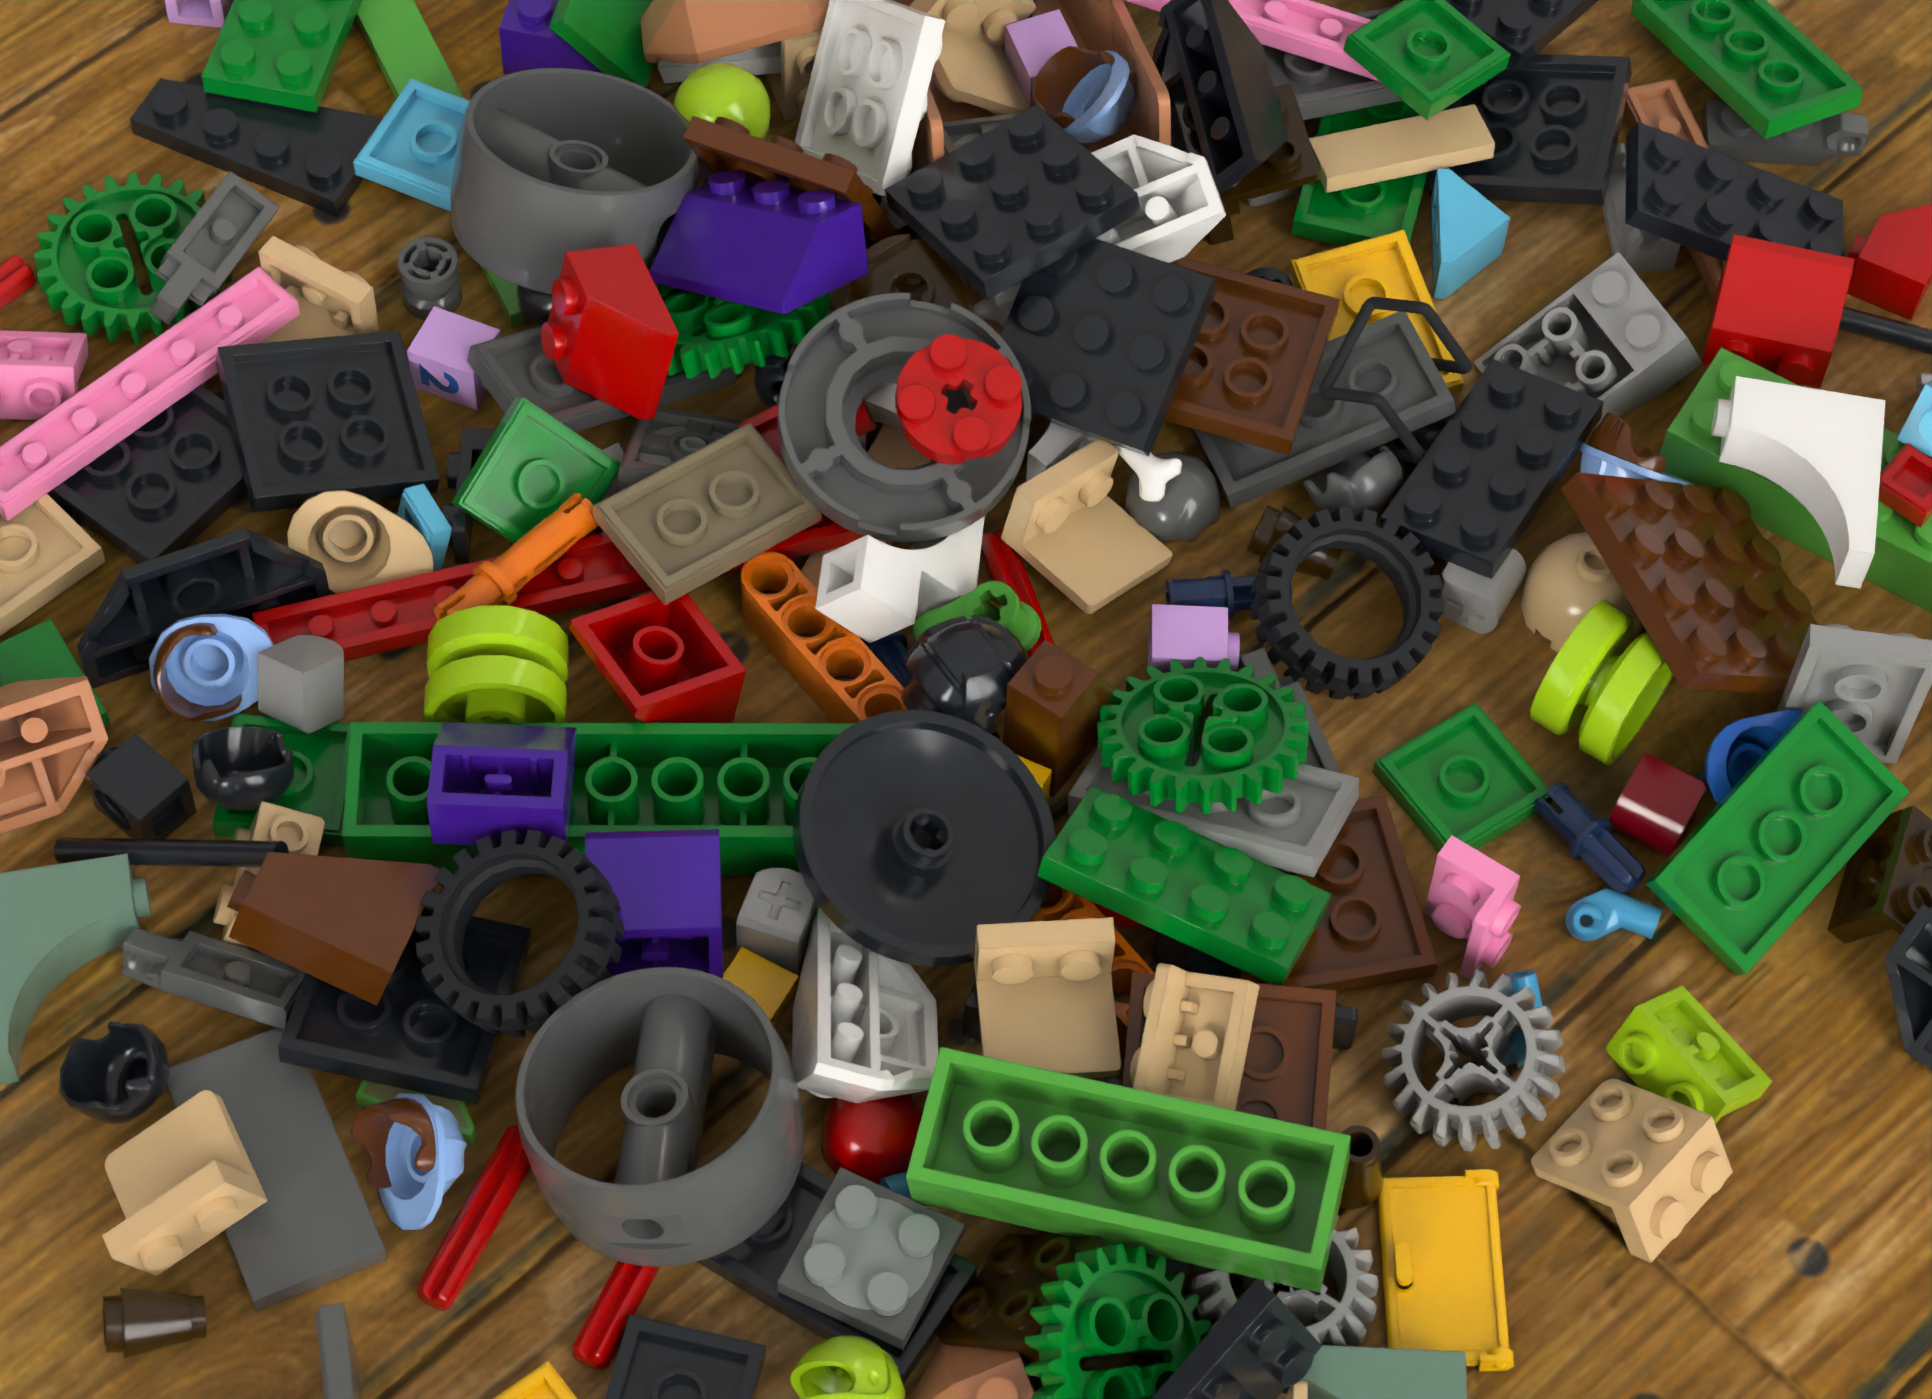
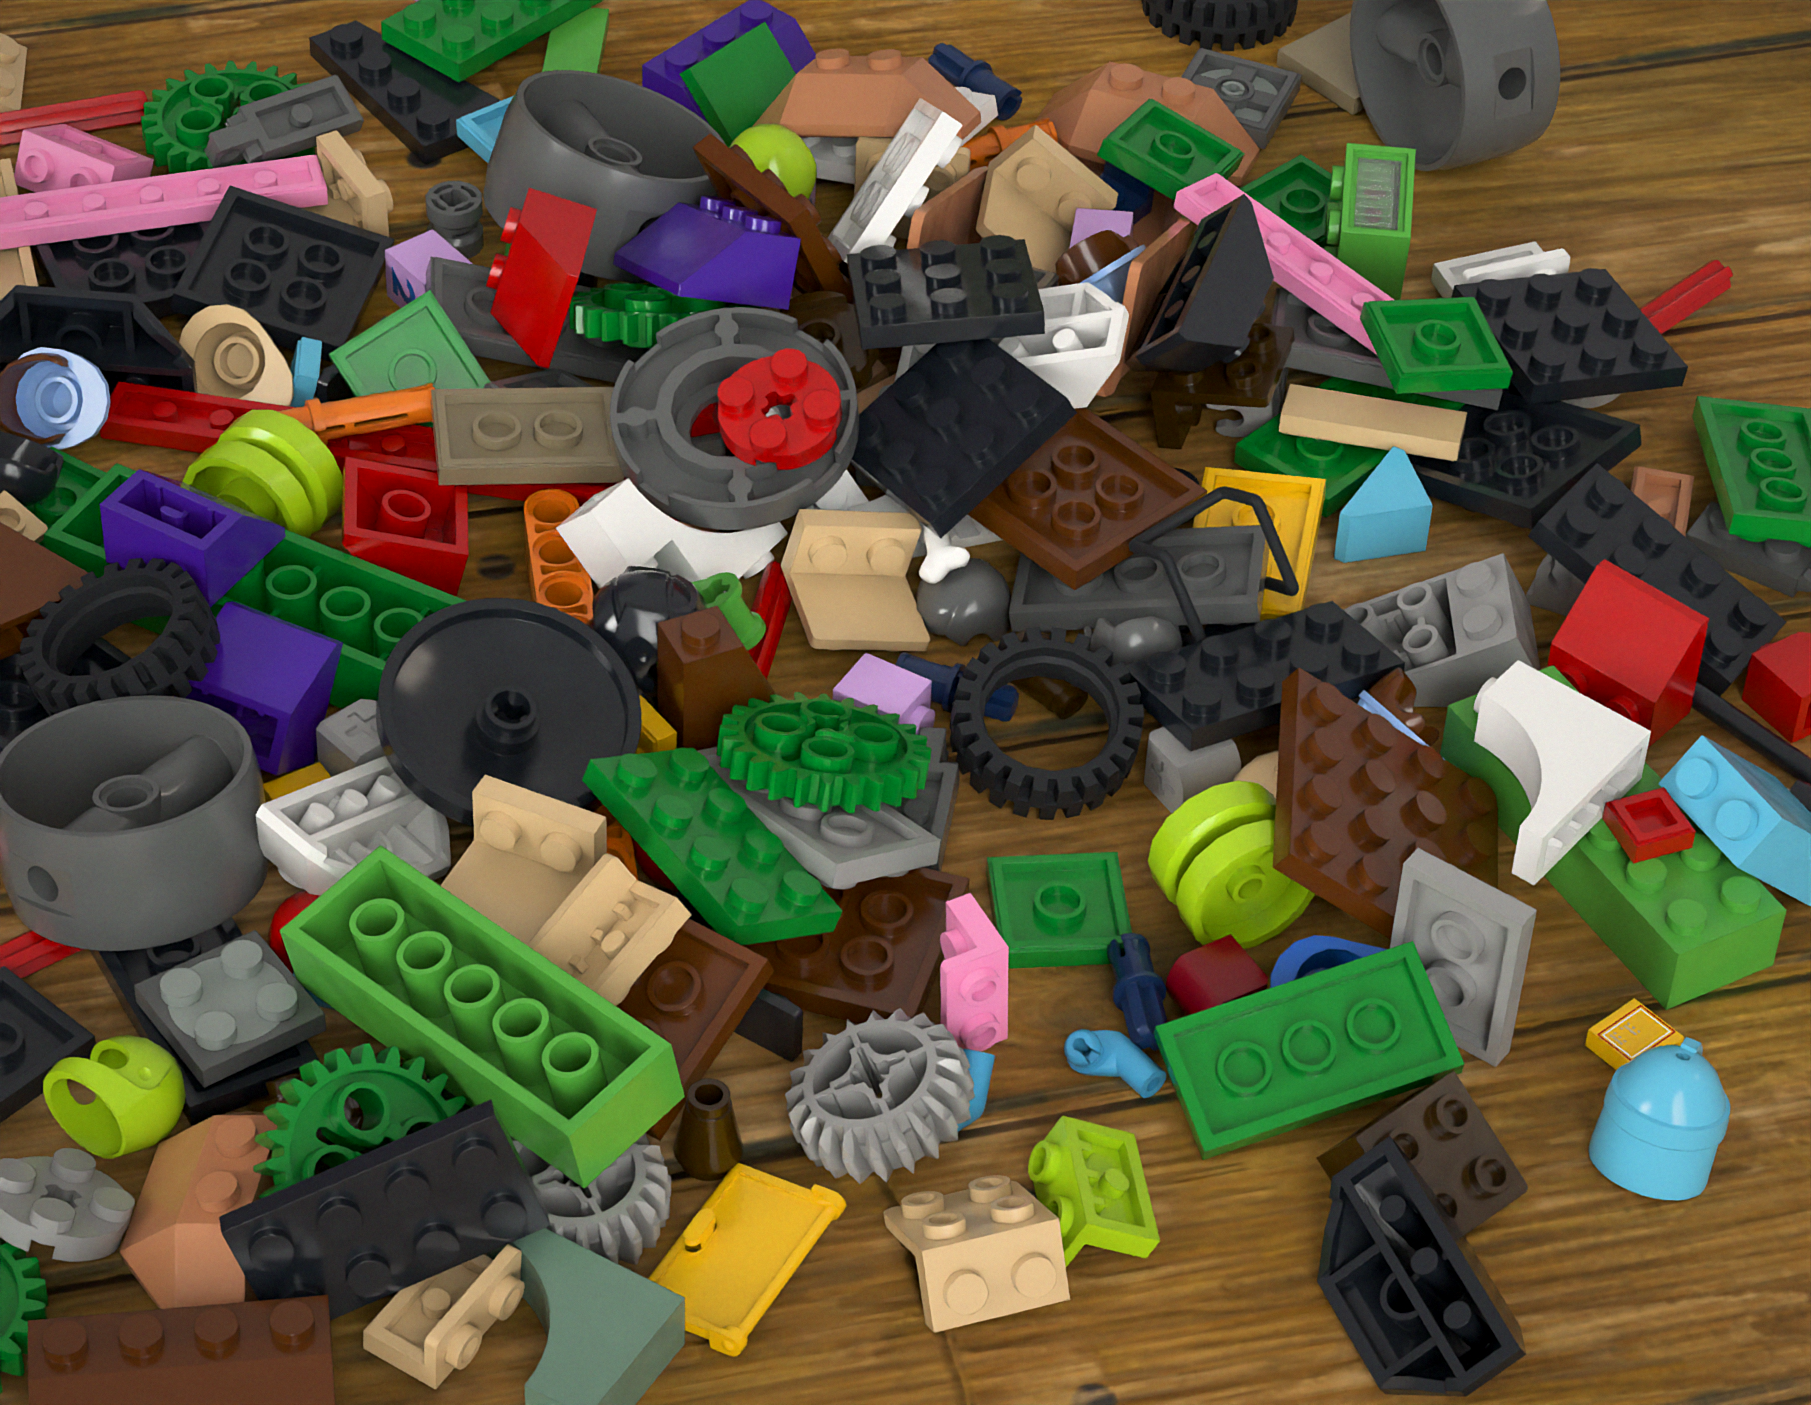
camera: 30 degrees right, 15 degrees down
(302, 682) = (112, 433): light grey piece -> none

